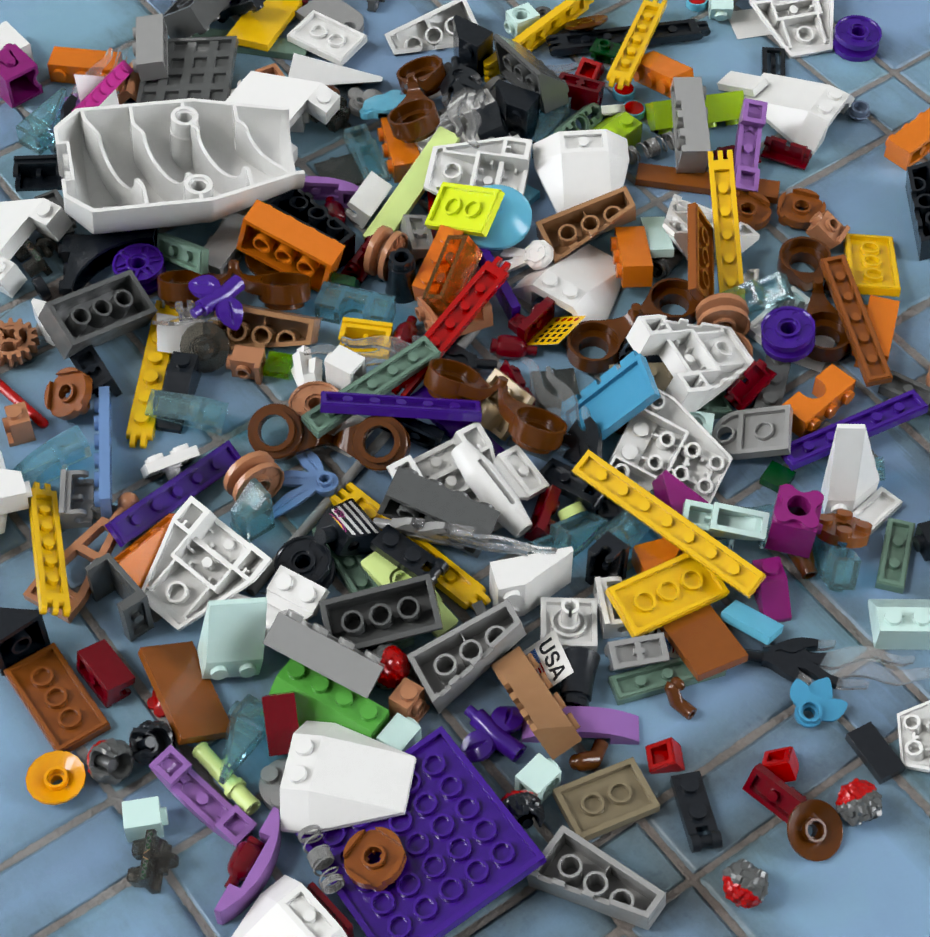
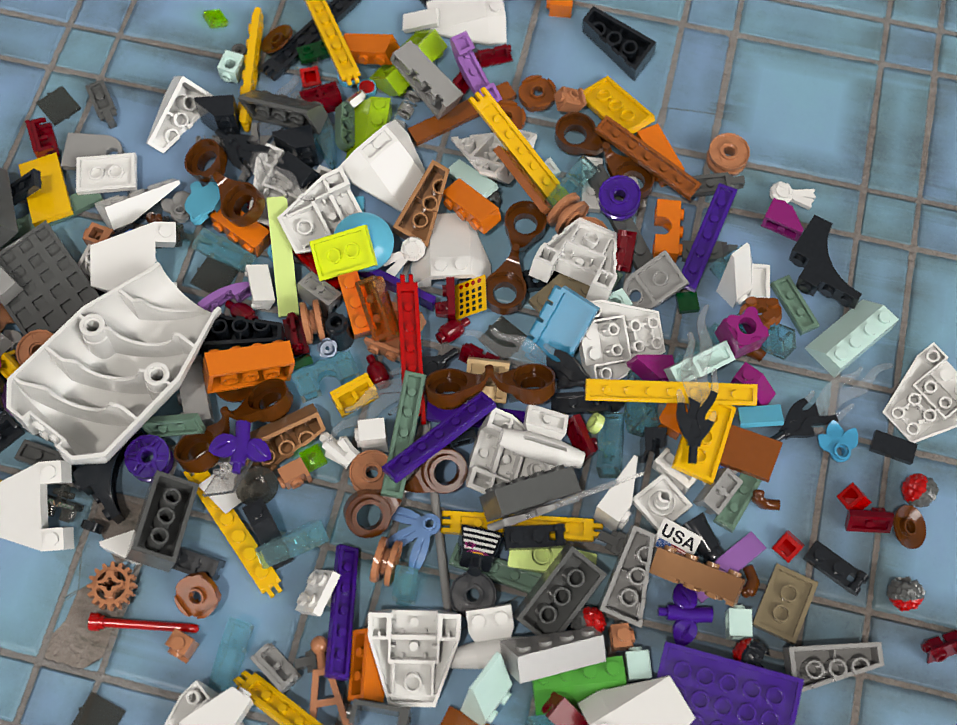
camera: 40 degrees left, 15 degrees up
(103, 458) = (270, 626): medium blue plate -> none
(373, 277) = (332, 348): none -> plate
(664, 564) = (699, 395): none -> piece

